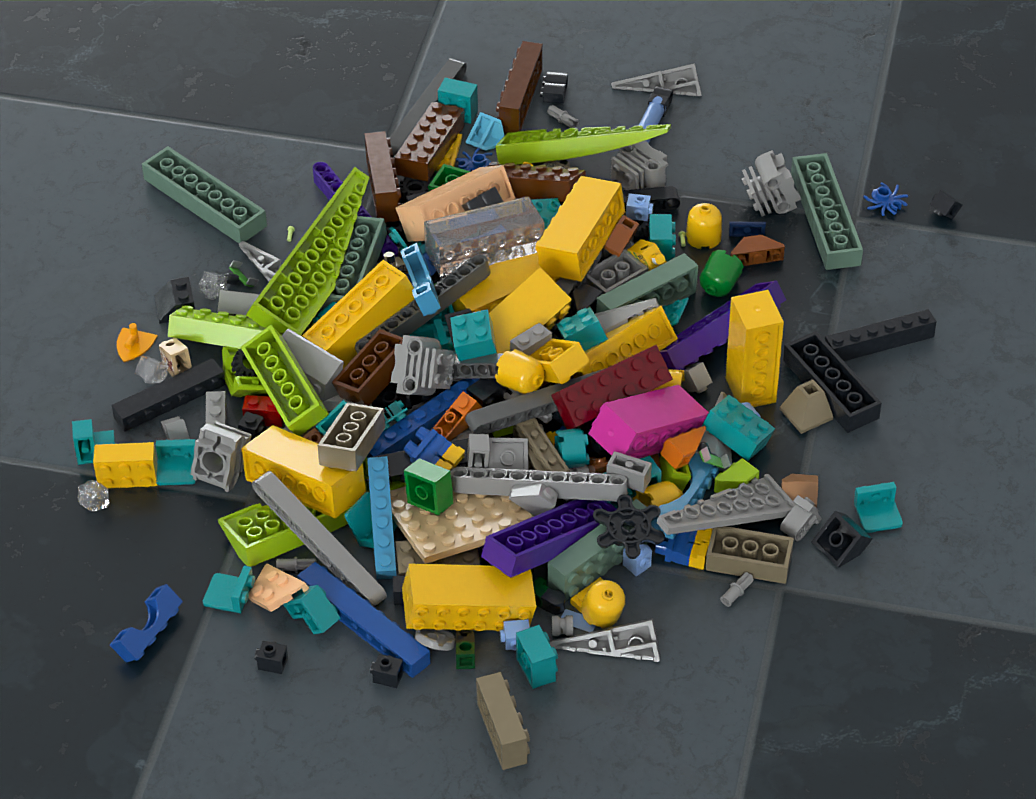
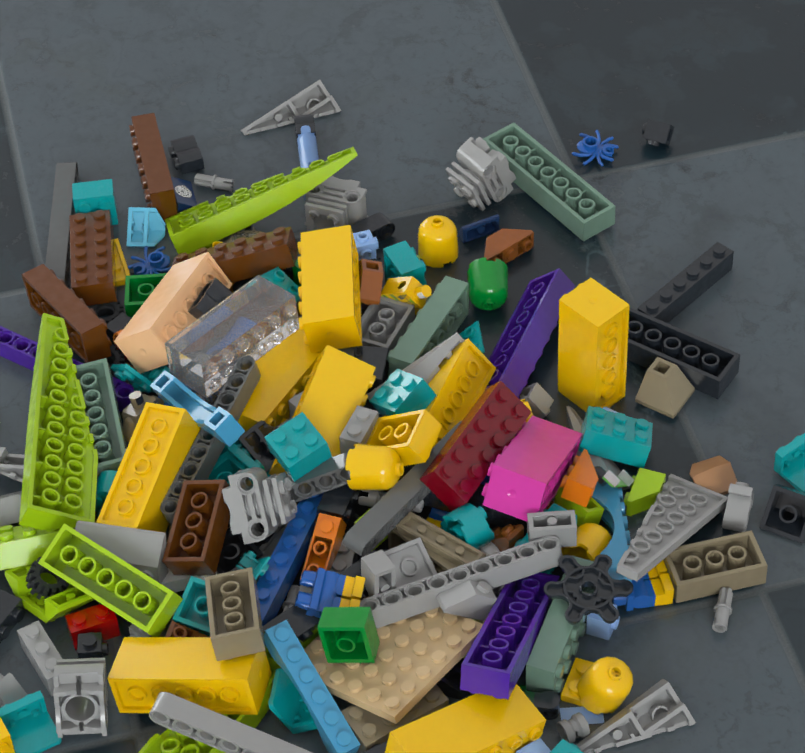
camera: 25 degrees left, 0 degrees up
(533, 117) = (183, 194): none -> dark blue slope

